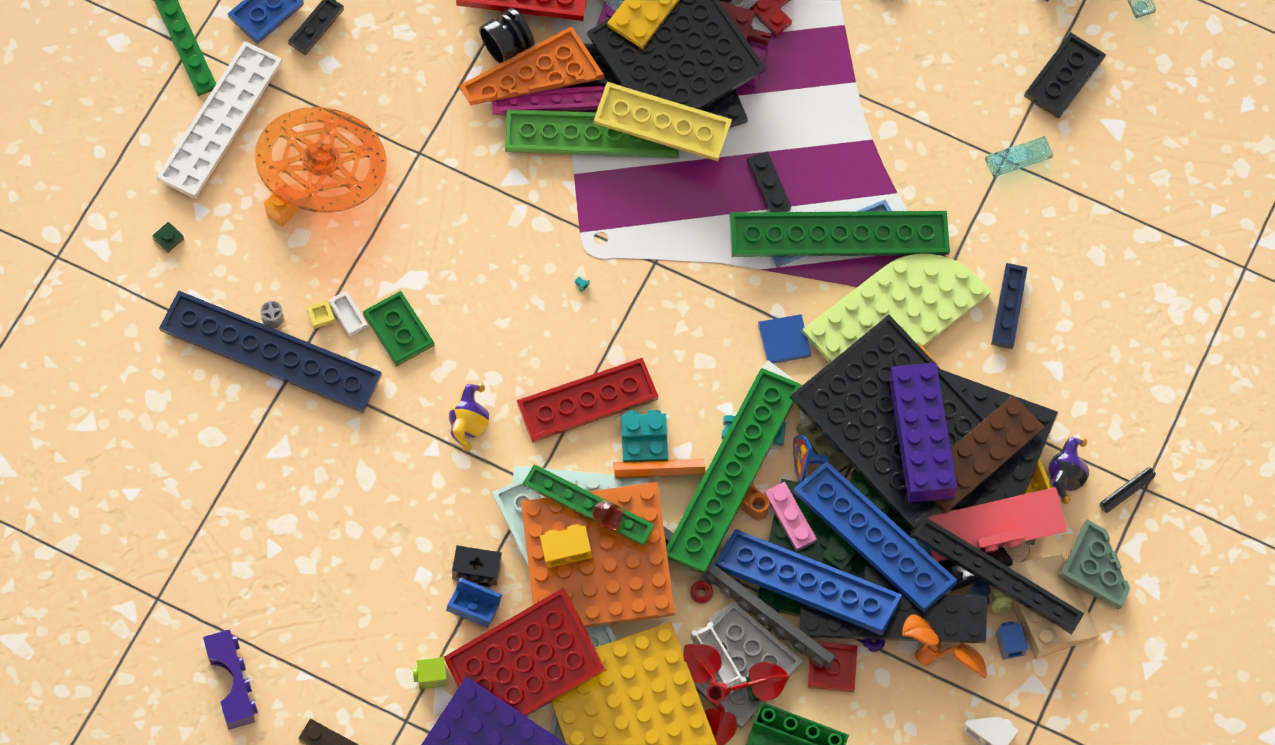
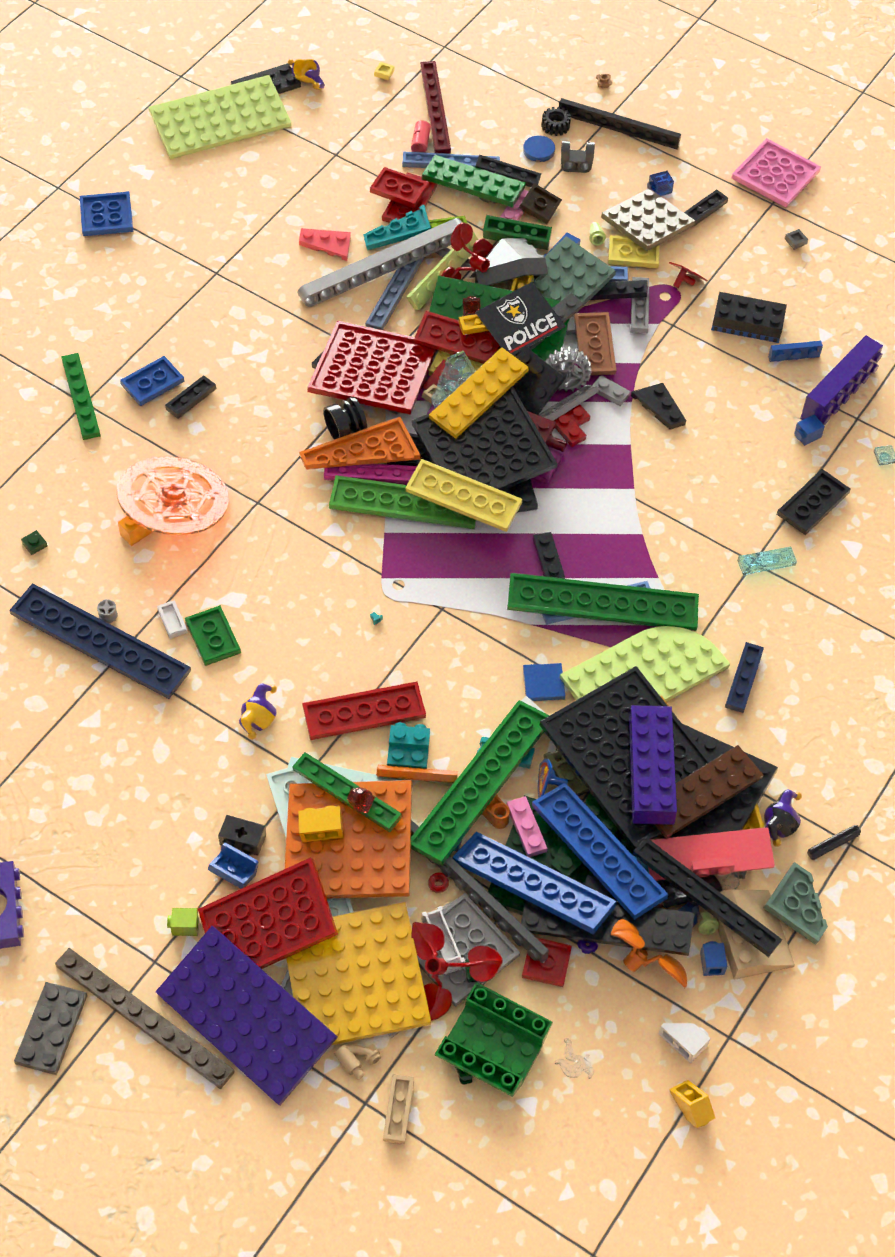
camera: 10 degrees right, 10 degrees down
(219, 120) = (96, 458): white plate -> none
(320, 314) = (148, 616): light yellow plate -> none

